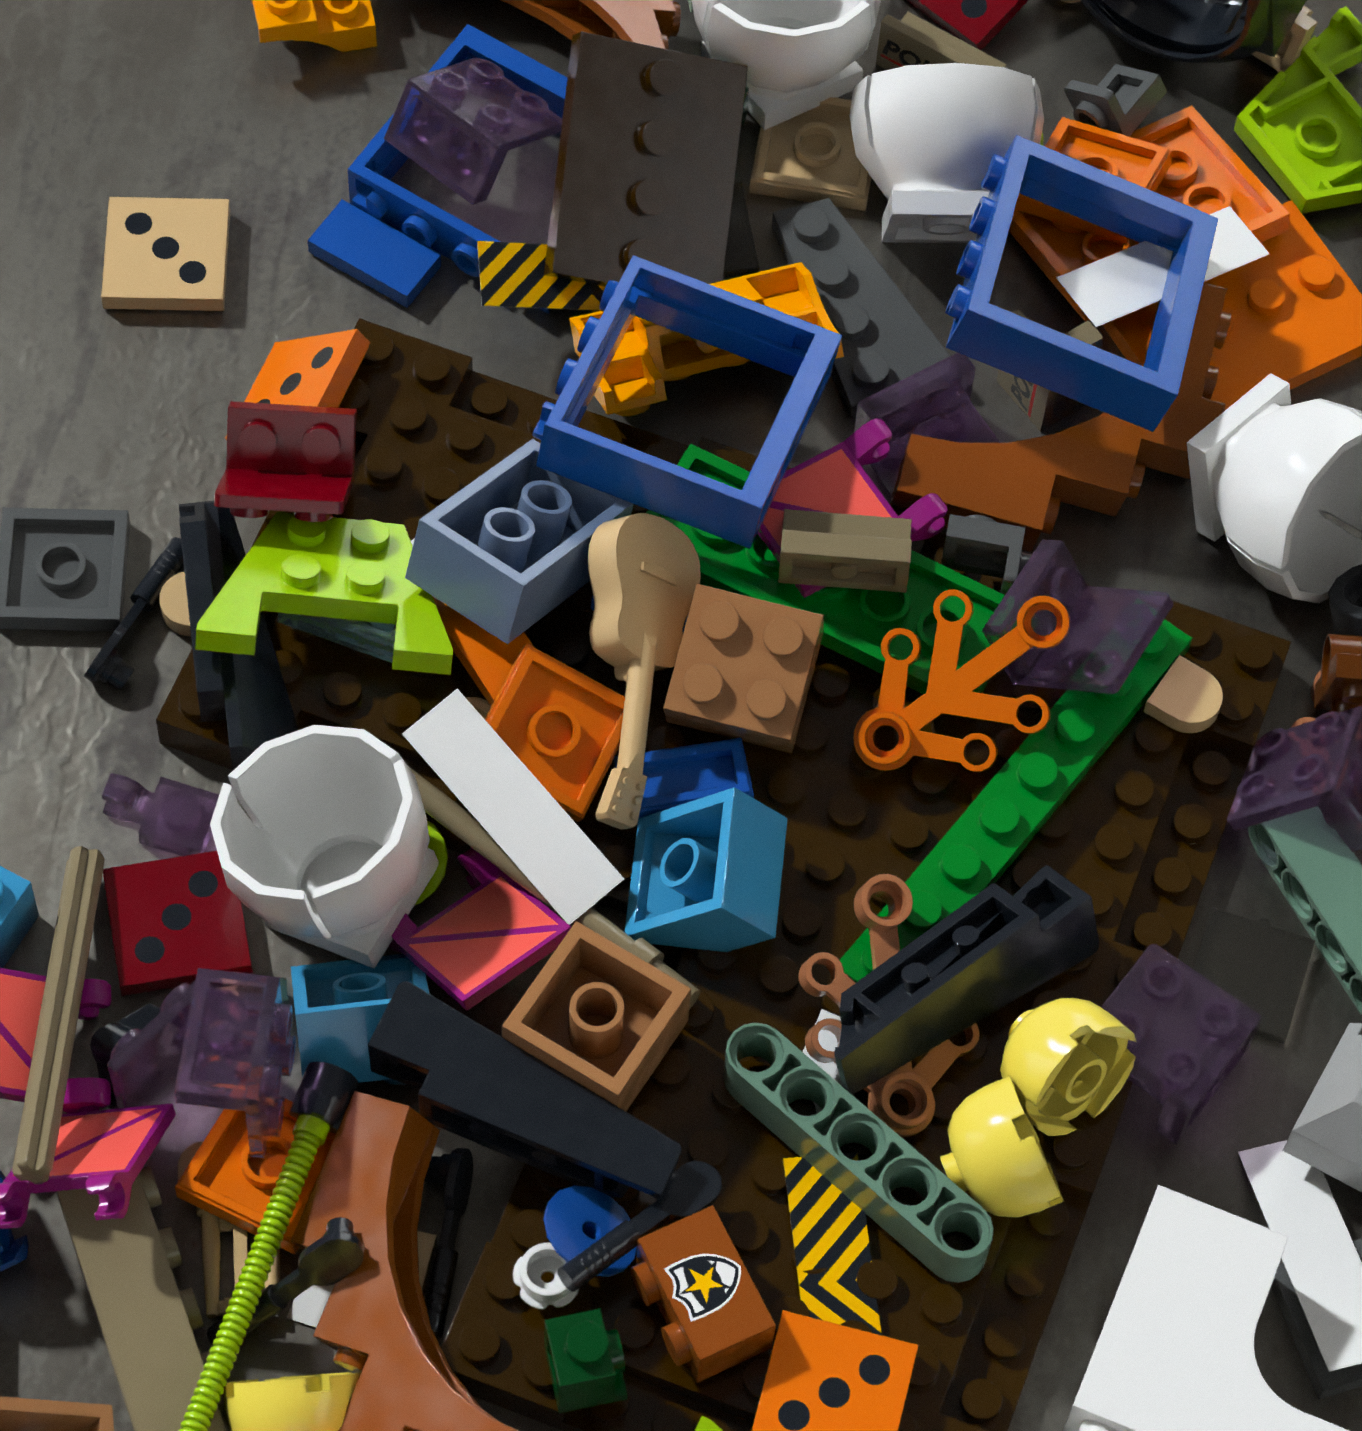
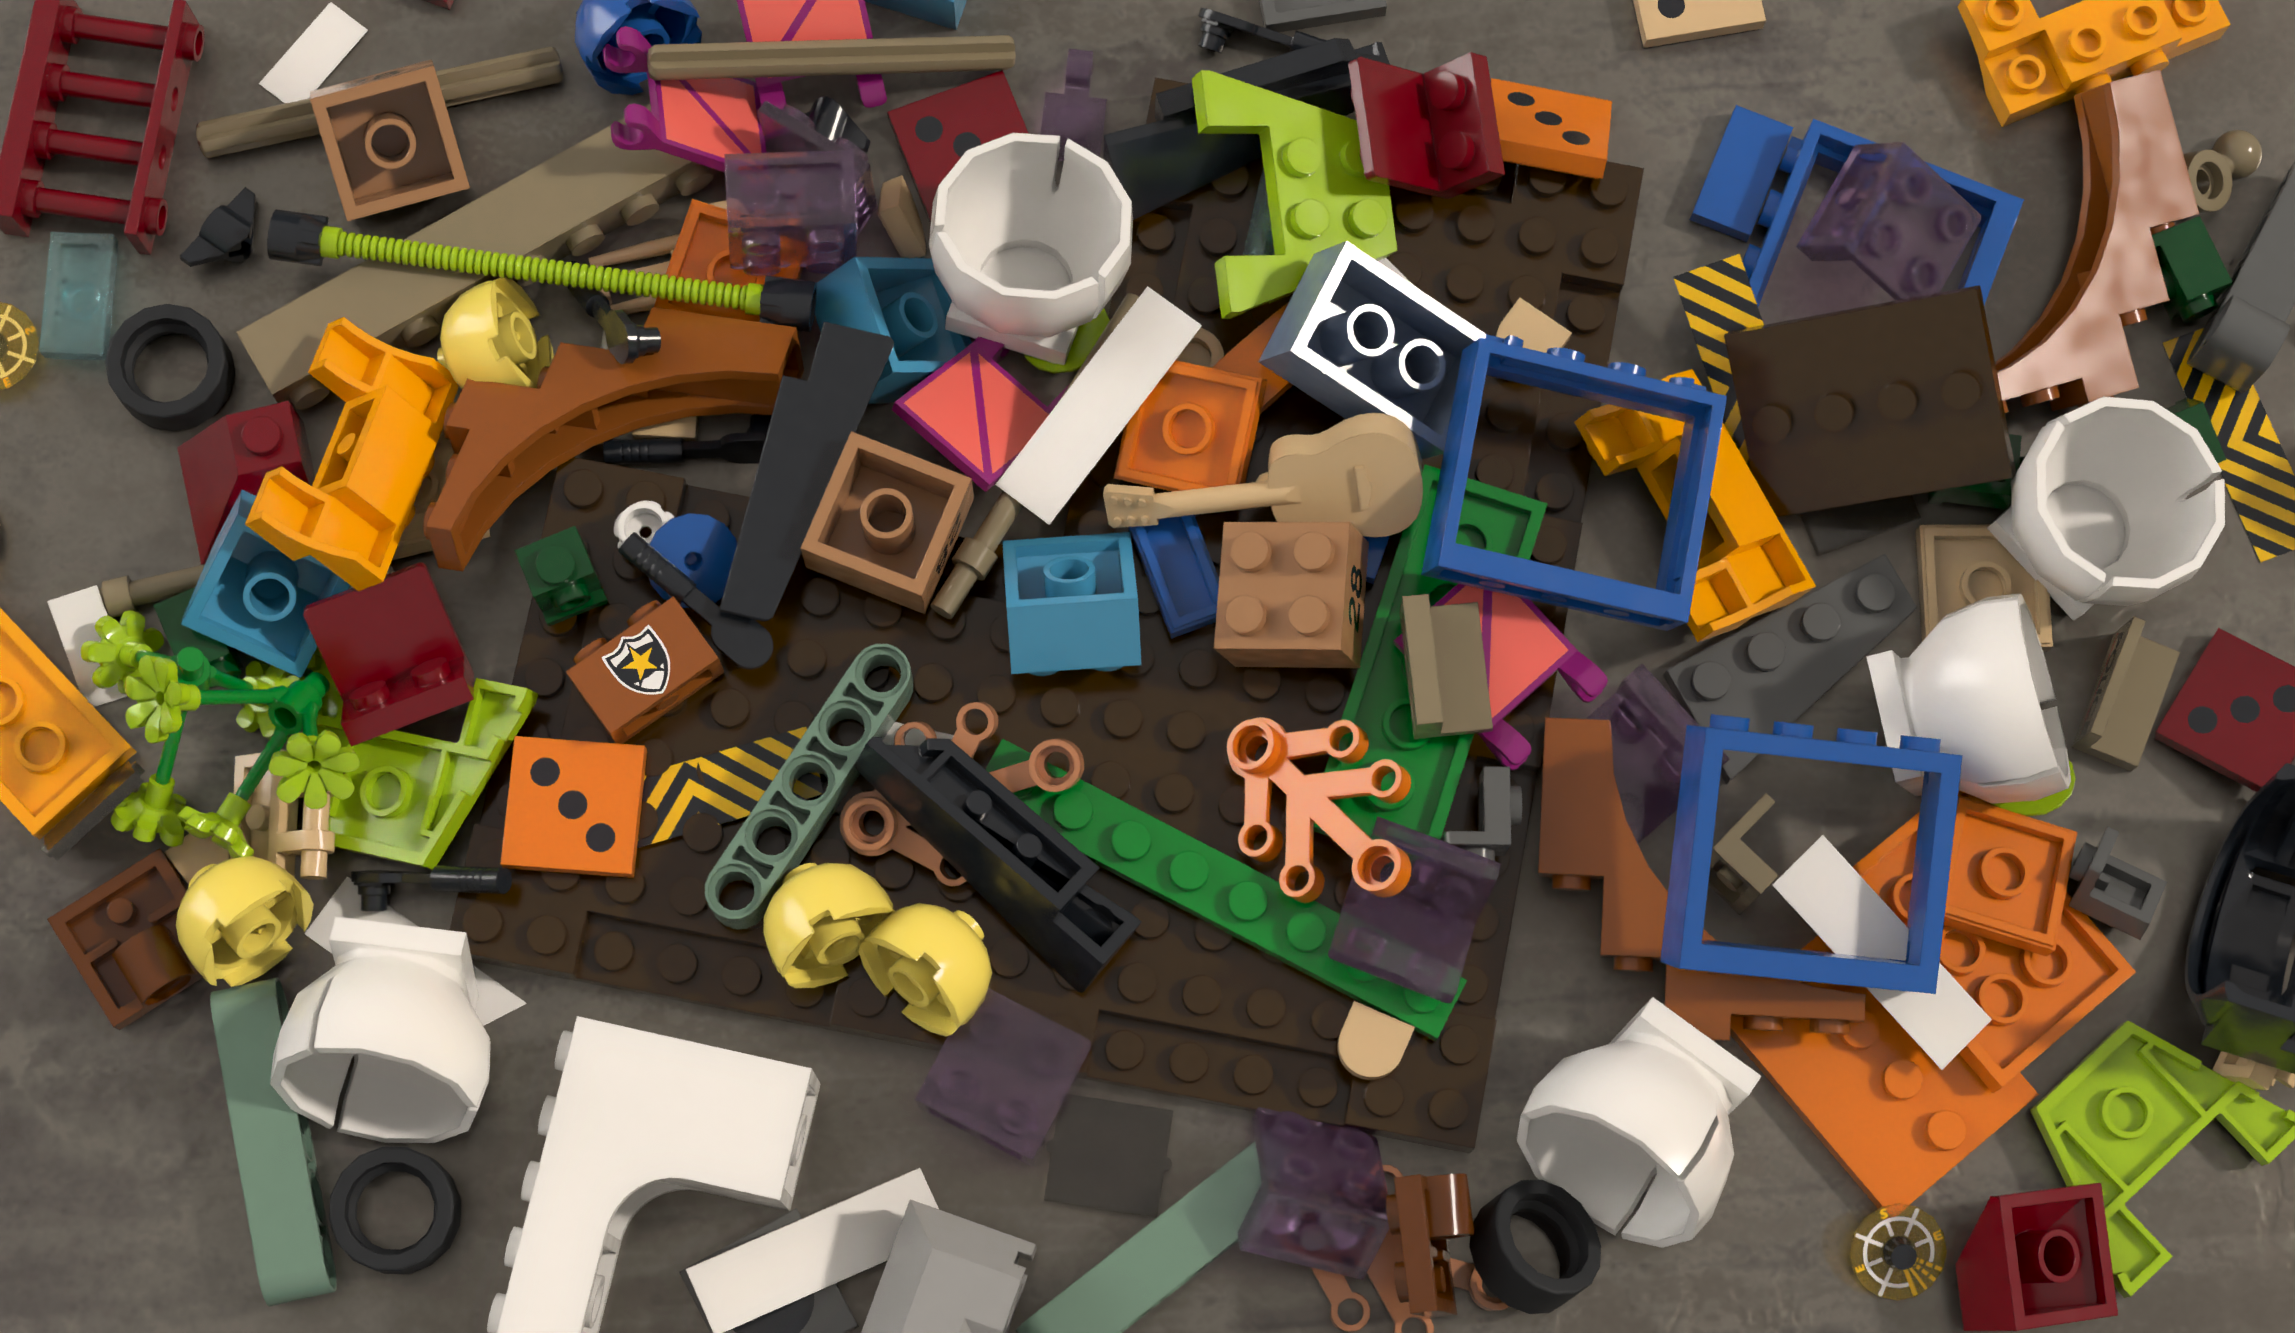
camera: 80 degrees right, 15 degrees up
(508, 429) = (1533, 327): none -> tan tile

